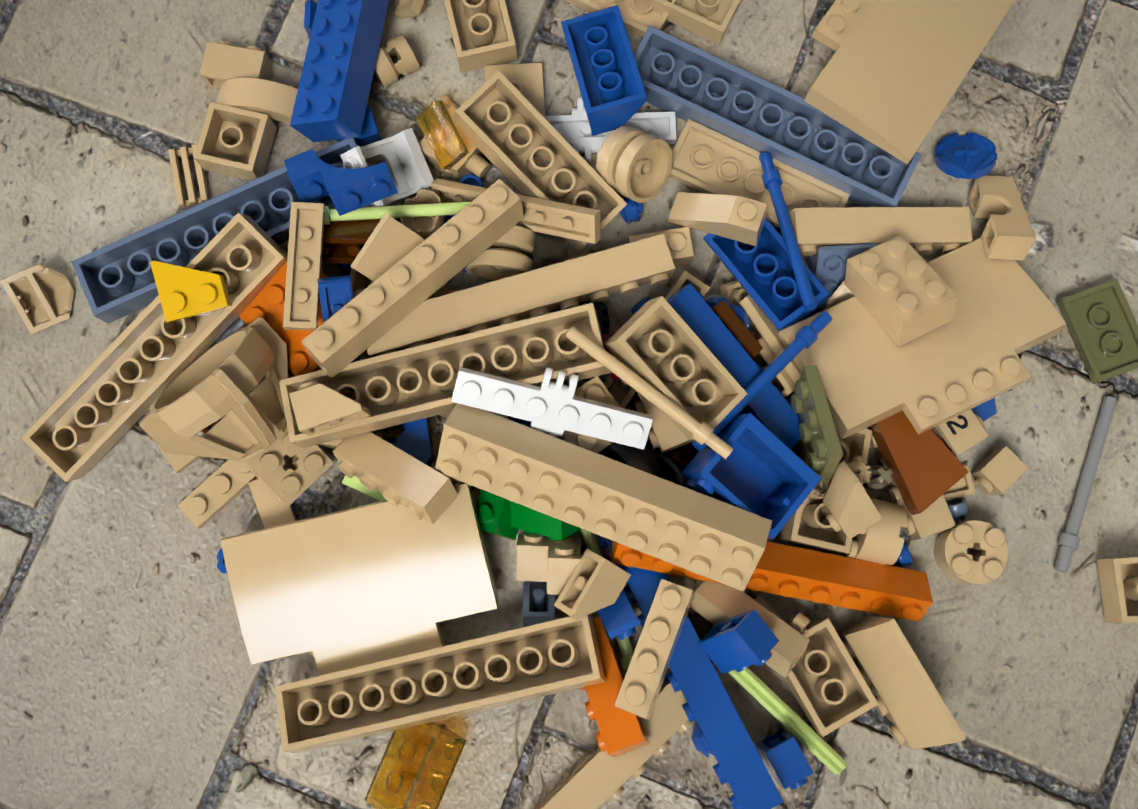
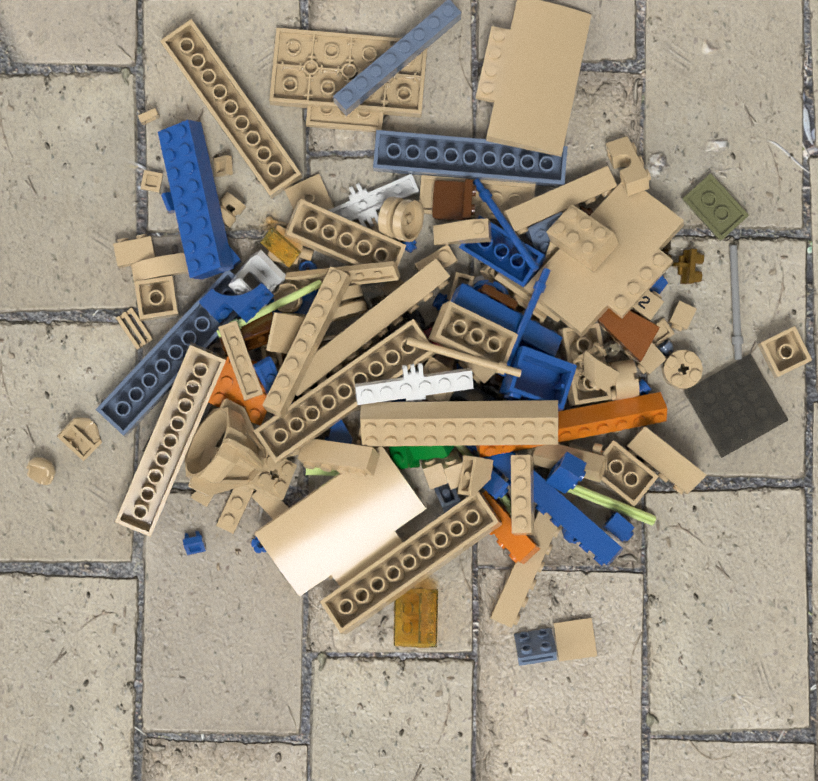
camera: 20 degrees left, 5 degrees up
(131, 520) = (194, 544): none -> blue tile
(188, 291) = (180, 400): yellow wing -> none
(323, 409) = (288, 436): tan slope -> none
(604, 68) = (359, 167): blue slope -> none
(722, 166) = (453, 200): none -> reddish brown bracket
(816, 424) = (563, 336): olive plate -> none
(965, 155) = (595, 132): blue tile -> none
(1031, 640) = (735, 405): none -> clear smoke plate
(1033, 402) = (687, 264): none -> pearl gold hips

